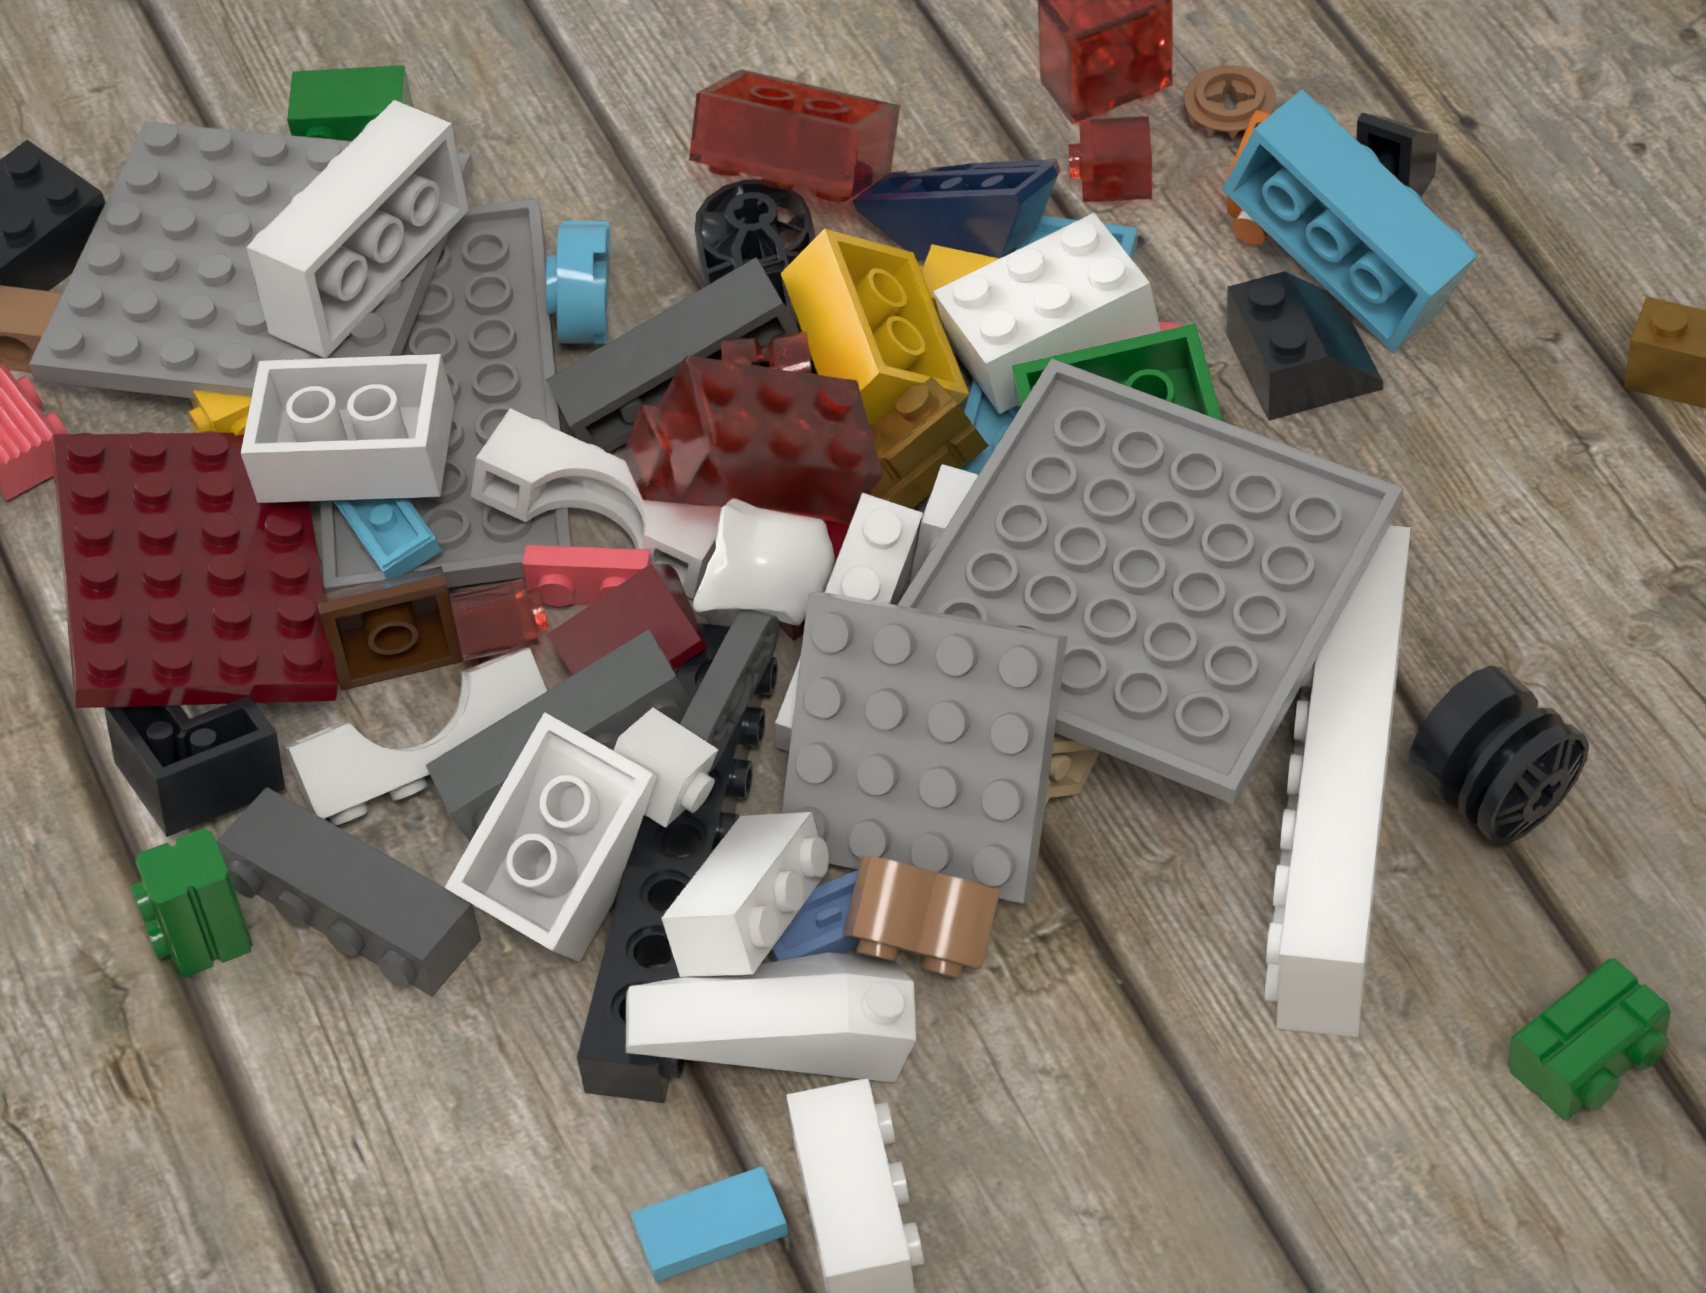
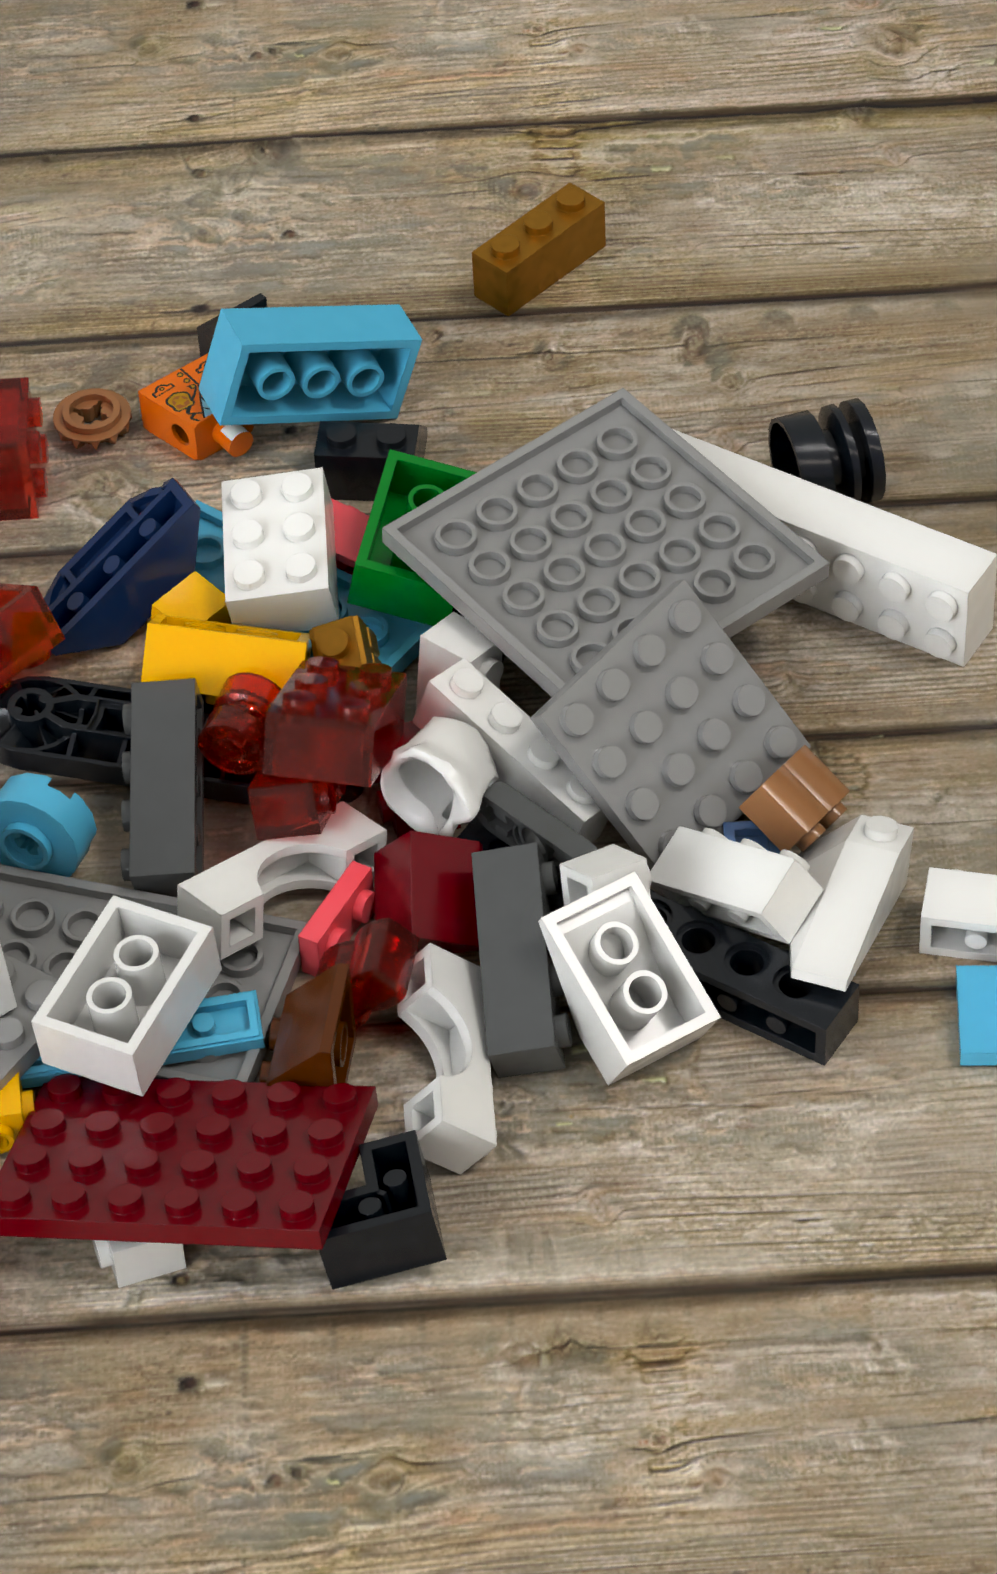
camera: 70 degrees left, 5 degrees down
(190, 904) = (546, 1238): green brick -> none
(349, 892) = (569, 1151): dark grey brick -> none
(1113, 159) = (108, 486): clear red brick -> none

